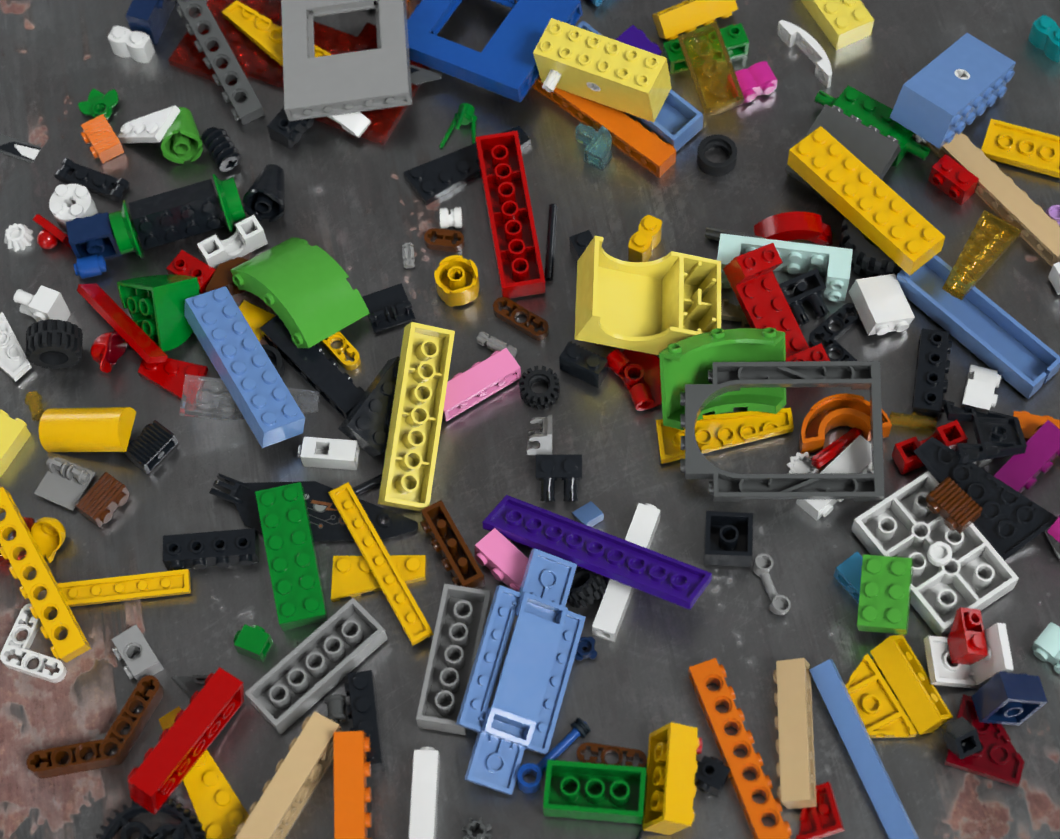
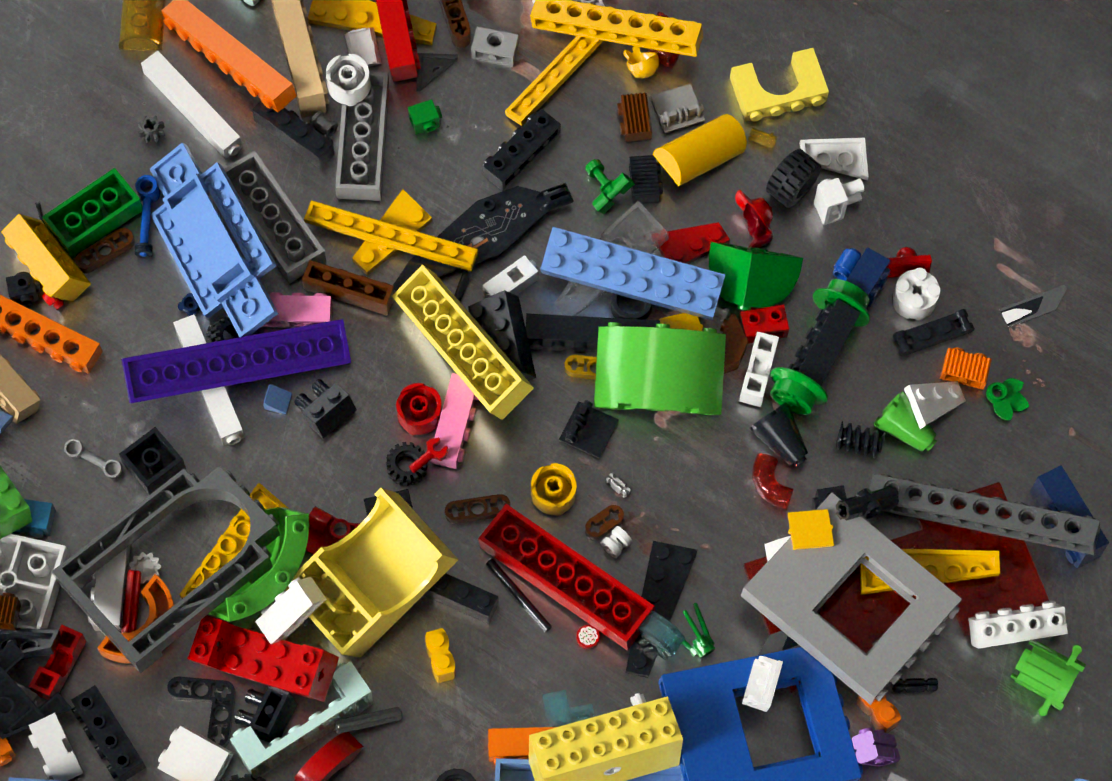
camera: 130 degrees right, 5 degrees up
(18, 237) = (933, 244): white piece -> none
(122, 323) = (767, 238): red tile -> none
(131, 44) = (1039, 464): white brick -> none
(184, 456) = (609, 188): none -> green bar
(237, 752) = (364, 44): none -> white piece
(271, 82) = (867, 503): none -> black piece
(271, 701) = (348, 79): none -> white brick
(291, 556) = (456, 186): green brick -> none
(312, 173) = (766, 484): none -> clear red cylinder
(325, 95) = (810, 529): none -> yellow piece
(459, 35) = (762, 683): none -> white hinge
(486, 124) = (661, 634): none -> clear light blue brick
(492, 412) = (414, 420): none -> red brick
(494, 344) = (474, 471): light grey axle -> none
(519, 363) = (429, 455): none -> red bar
(534, 180) = (588, 637): none -> tile
(541, 440) = (363, 419): light grey hinge -> none
(727, 309) = (290, 609): none -> white brick
(913, 421) = (89, 681): clear yellow pin -> none

